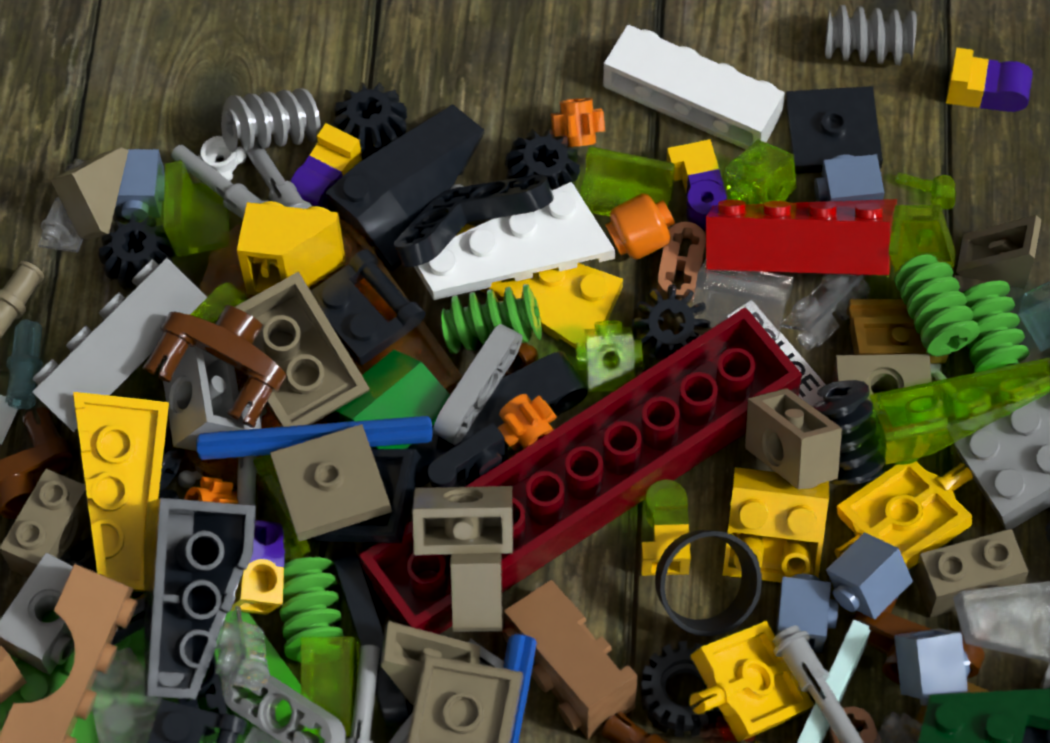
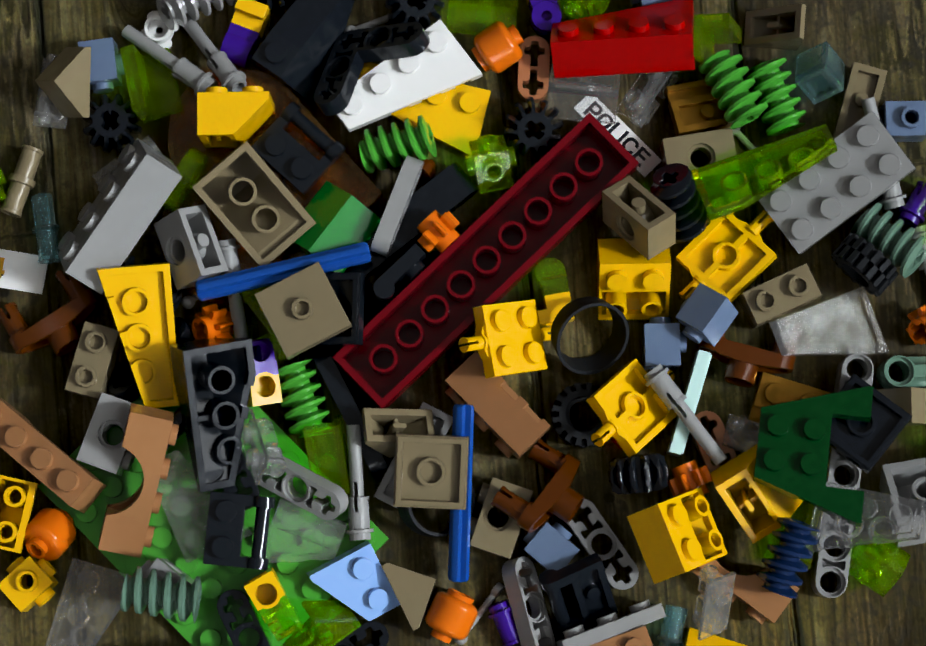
camera: 10 degrees left, 20 degrees up
(228, 340) = (205, 209): reddish brown connector -> none
(463, 520) = (407, 327): dark tan brick -> none
(476, 592) = (423, 368): dark tan slope -> none
(597, 566) = (508, 338): none -> yellow plate
(931, 663) = (759, 379): brick -> none

